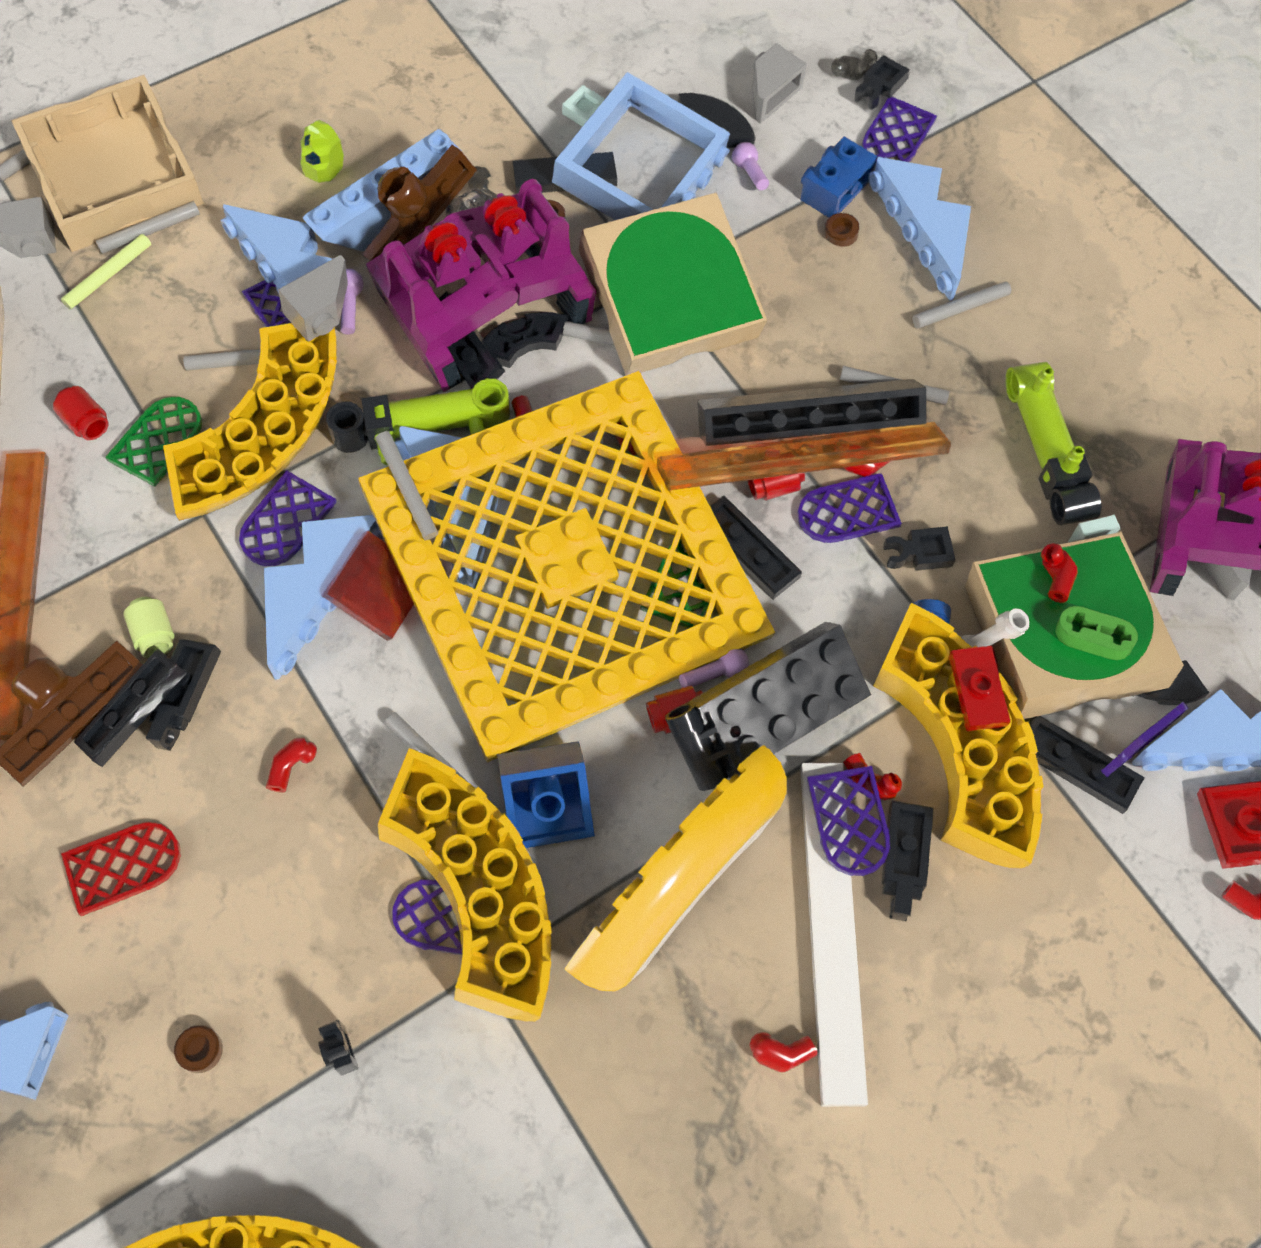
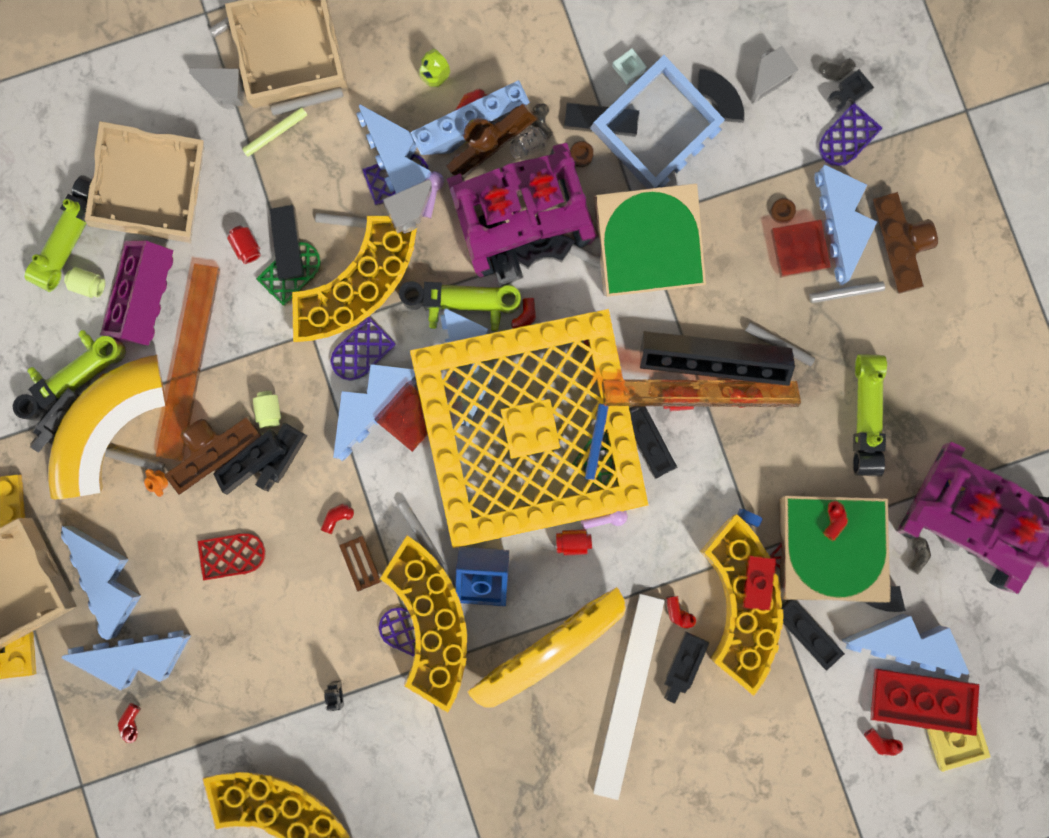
camera: 20 degrees right, 20 degrees up
(145, 399) = (286, 242): none -> black tile
(198, 1049) = (258, 674): reddish brown tile -> none
(323, 797) = (351, 567): none -> reddish brown tile
(406, 485) = (439, 363): light grey bar -> none
(671, 552) = (596, 442): none -> blue bar
(746, 156) = (733, 132): lavender bar -> none
(768, 704) = (628, 557): black hinge -> none
(779, 1055) = (578, 761): red arm -> none
(813, 781) = (657, 645): dark purple window -> none
(837, 177) = (792, 170): blue brick -> none
(881, 264) = (800, 248): none -> clear red plate
(894, 522) = (723, 436): dark purple window -> none
(925, 547) = (761, 471): black plate -> none
(1008, 626) = (787, 551): white bar -> none
(1015, 230) = (904, 241): none -> reddish brown plate
(1095, 528) = (872, 490): light aqua plate -> none
(1096, 633) = (846, 563): bright green beam -> none
(1145, 738) = (853, 635): dark purple window -> none
(1198, 609) = (921, 554): none -> clear smoke arm

